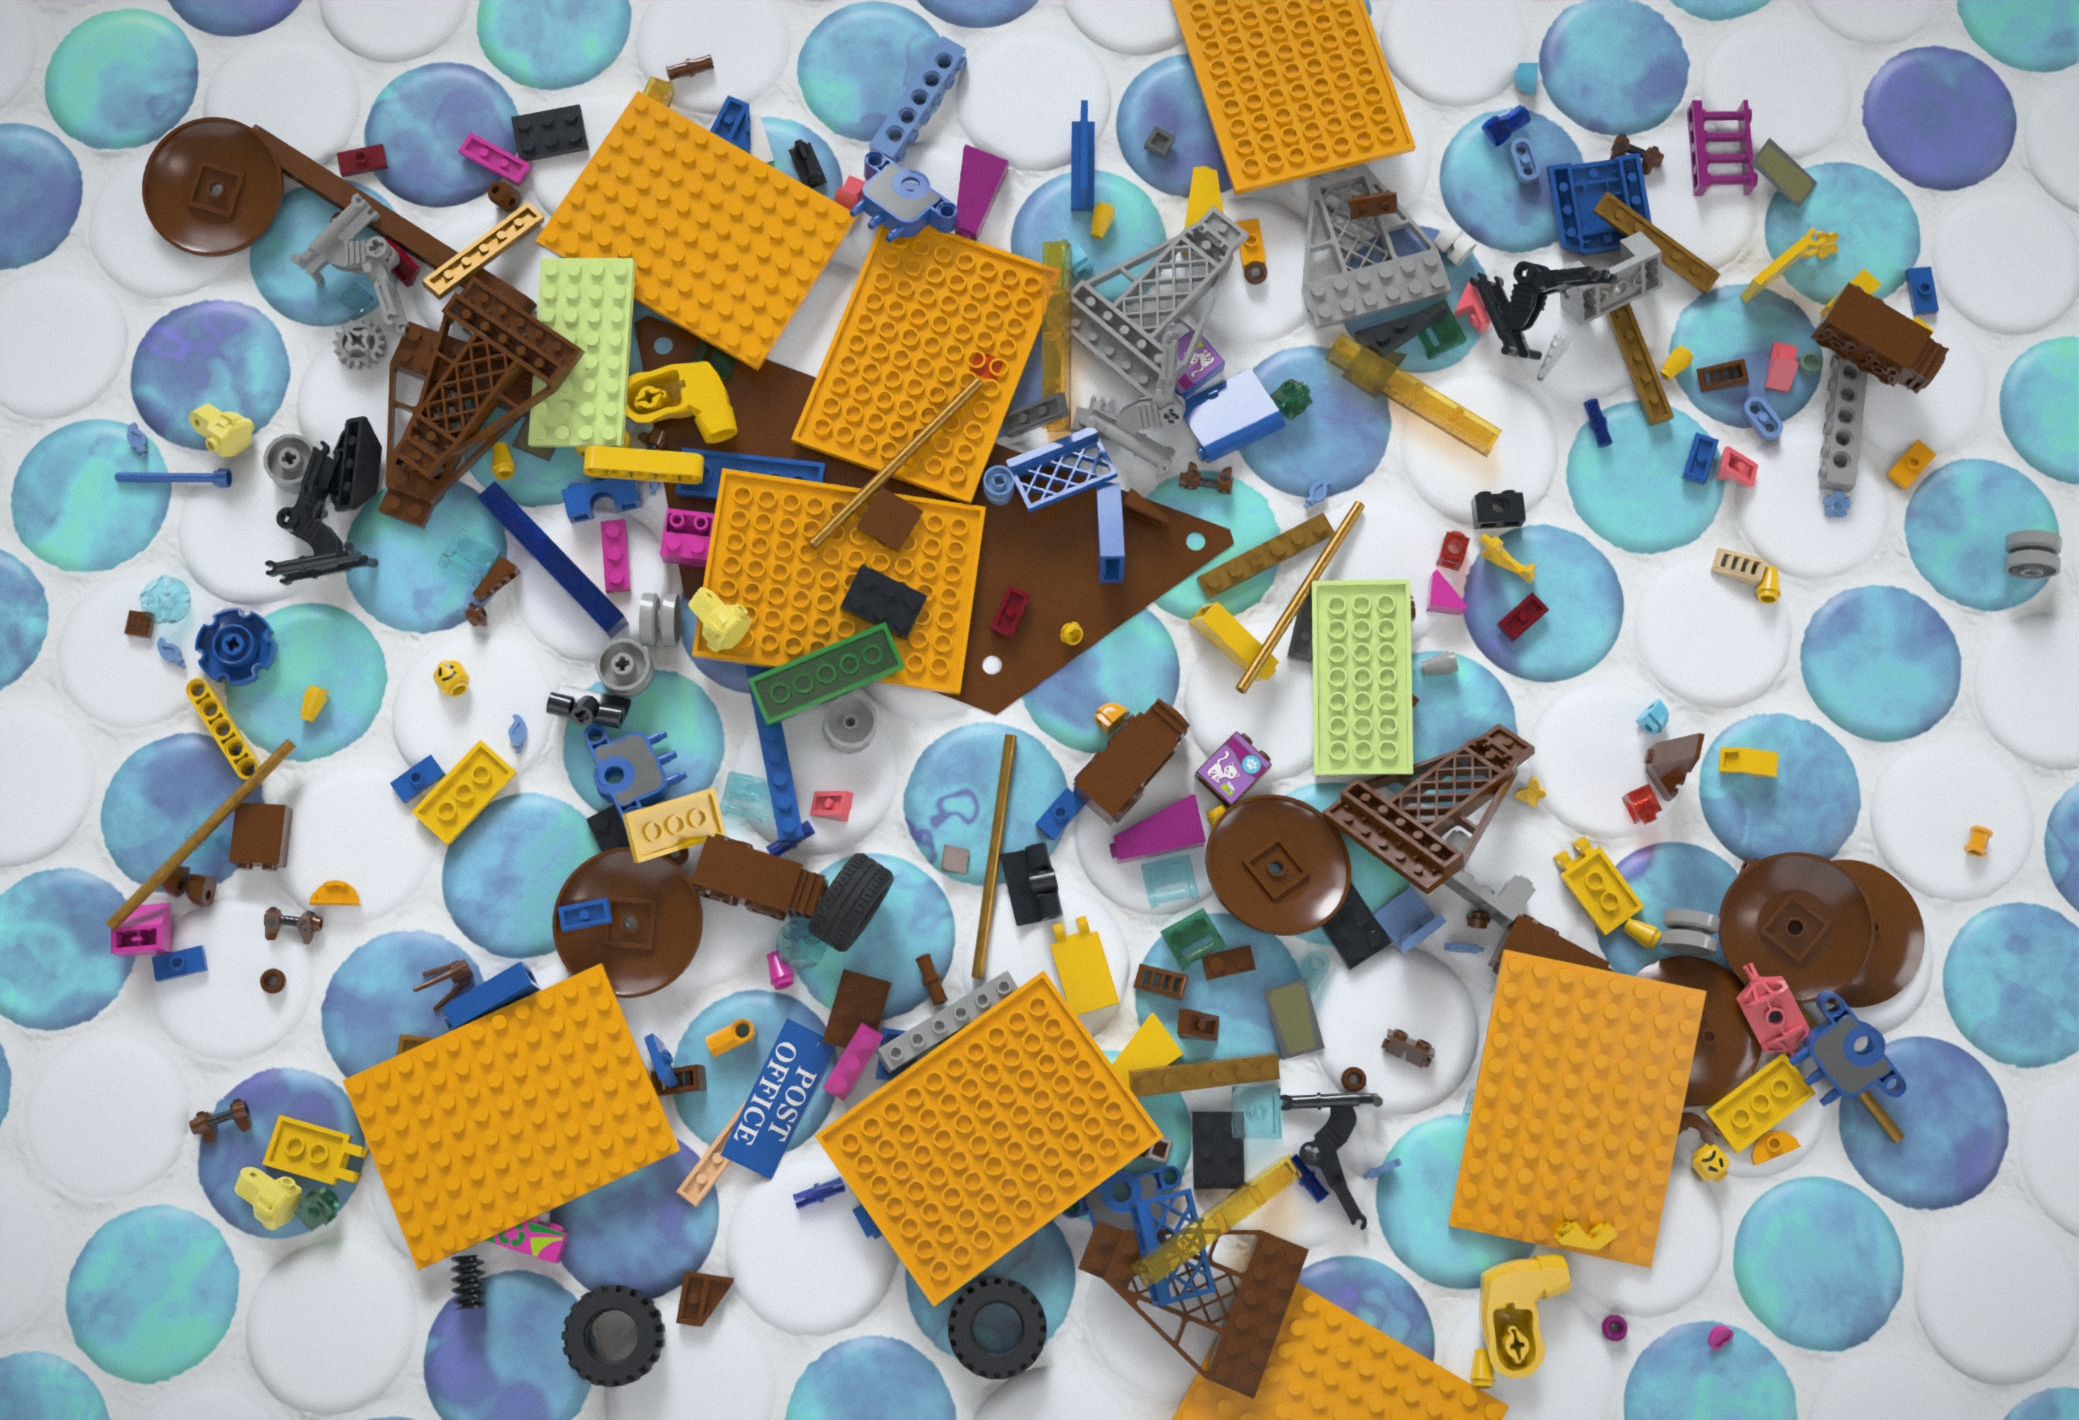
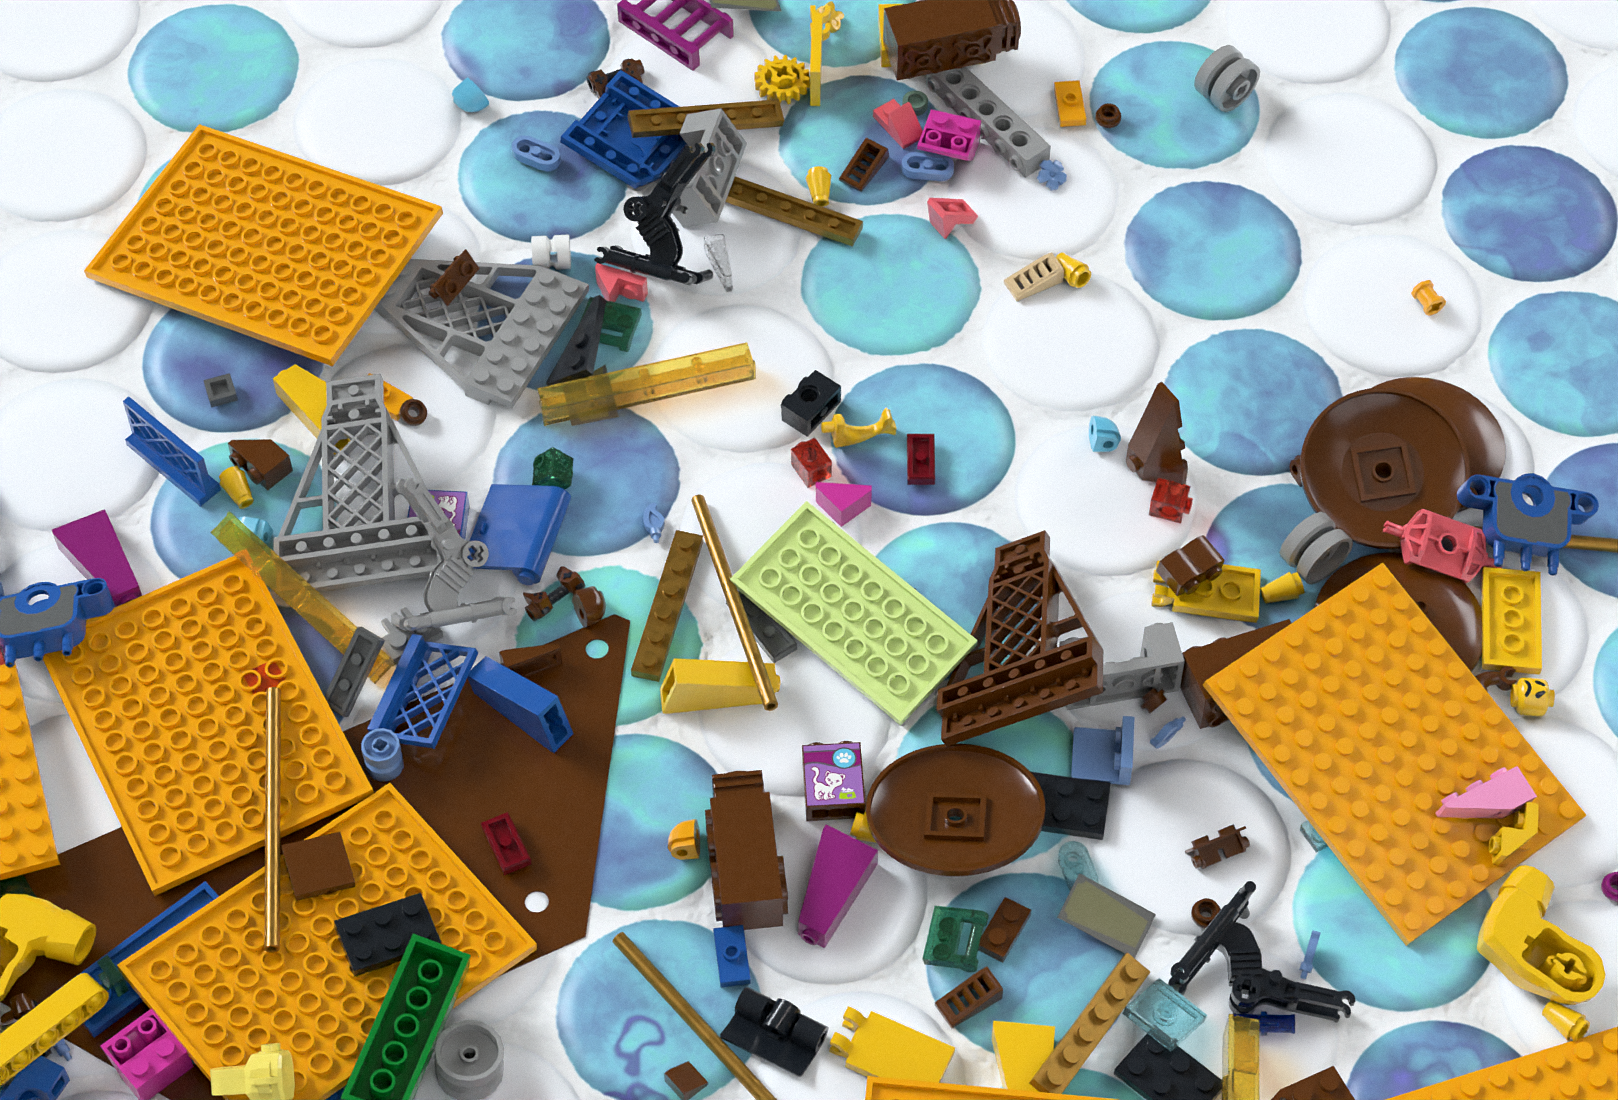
camera: 45 degrees left, 20 degrees down
(713, 471) = (111, 977): none -> clear green plate
(1071, 633) = (577, 809): yellow plate -> none
(1134, 216) = (261, 460): none -> reddish brown slope
(1166, 873) = (875, 910): clear light blue plate -> none
(1197, 1025) = (1037, 1000): reddish brown slope -> none
(1219, 510) = (589, 605): none -> reddish brown piece
(1441, 664) = (901, 549): light grey cone -> none
(1501, 128) = (491, 145): clear blue piece -> none
(1532, 792) = (1080, 572): yellow piece -> none
(1597, 423) = (811, 277): clear blue pin -> none
(1598, 862) = (1190, 566): none -> reddish brown brick
(1604, 1205) = (1493, 799): none -> bright pink slope
(1700, 458) = (916, 233): blue plate -> none
(1739, 261) = (782, 79): none -> yellow gear
(1748, 761) = (1208, 395): yellow slope -> none
(1772, 1145) = (1557, 641): light orange plate -> none
(1797, 413) = (950, 135): none -> dark pink slope
(1929, 495) = (1108, 115): none -> reddish brown plate

